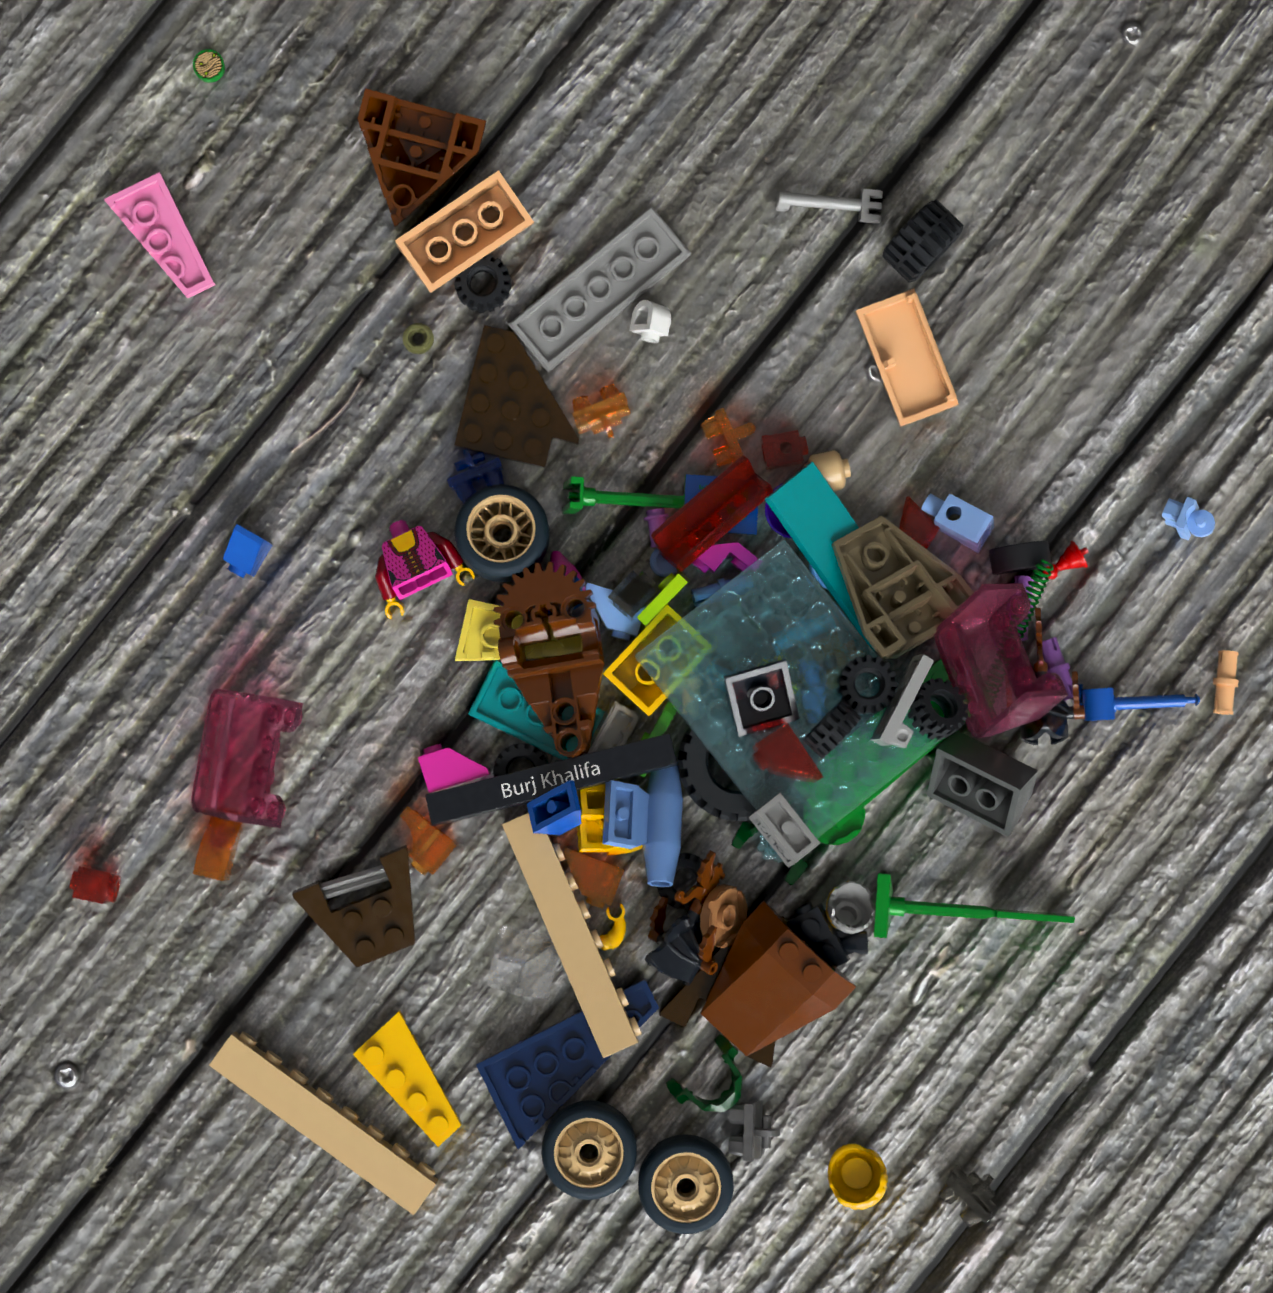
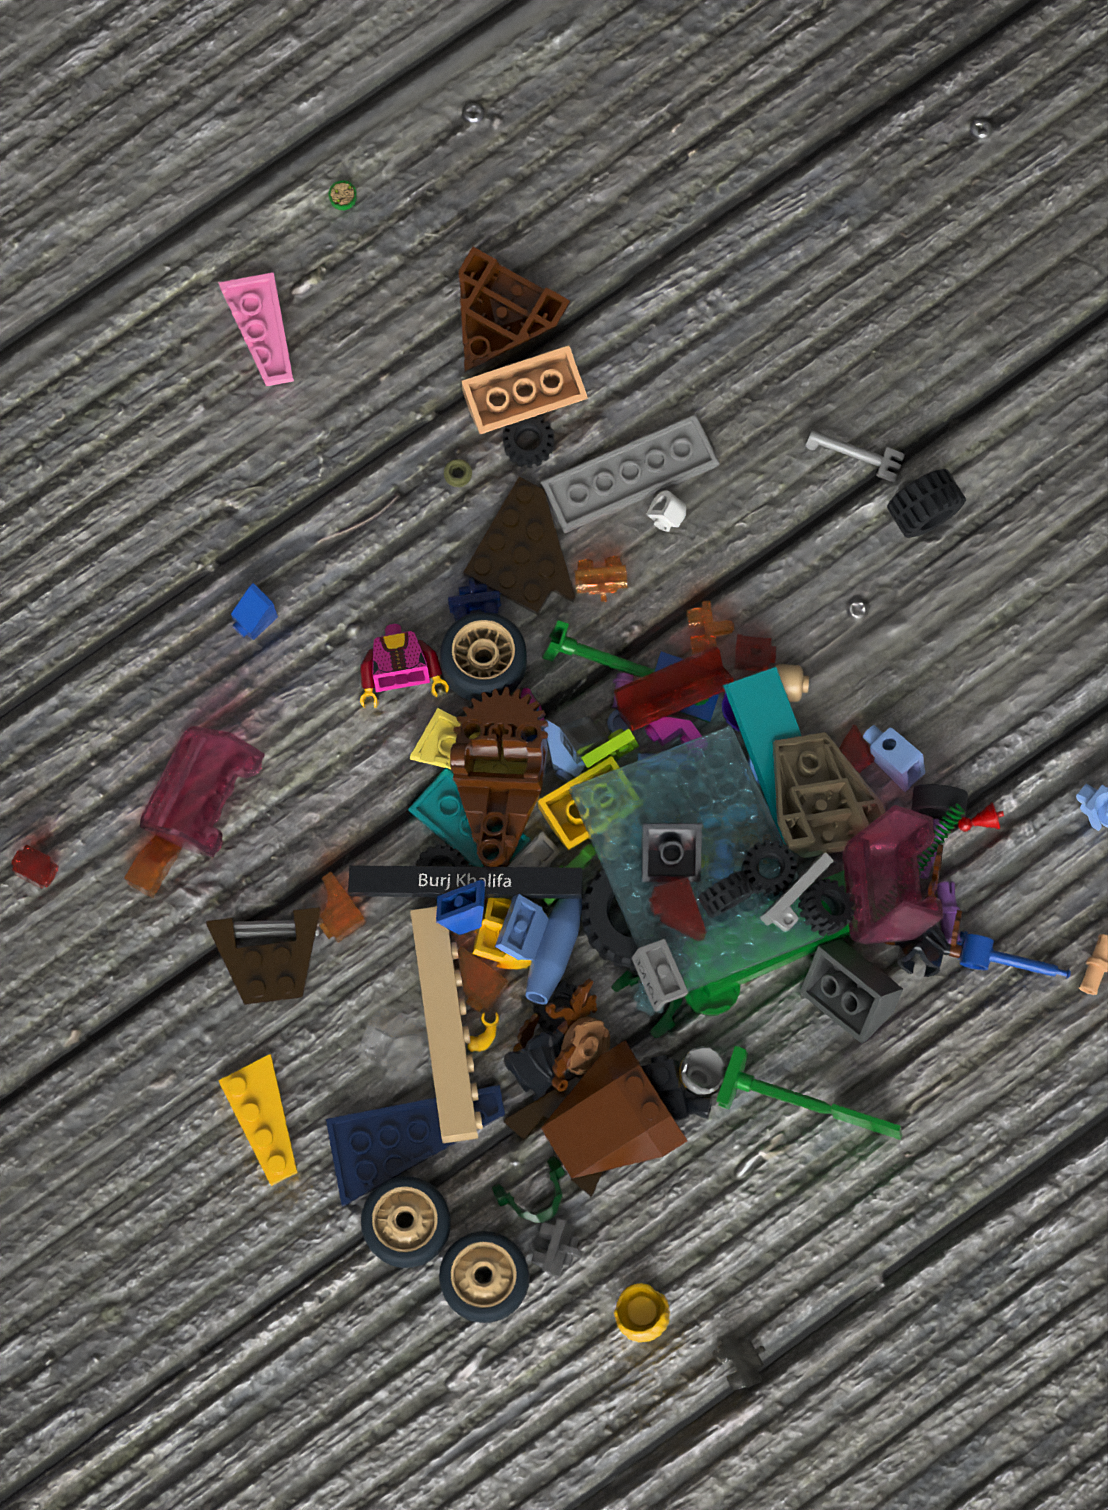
camera: 20 degrees right, 10 degrees down
(324, 1122) = (175, 1134): tan brick -> none
(448, 768) = (376, 848): dark pink slope -> none
(907, 357) = (886, 603): light nougat container -> none

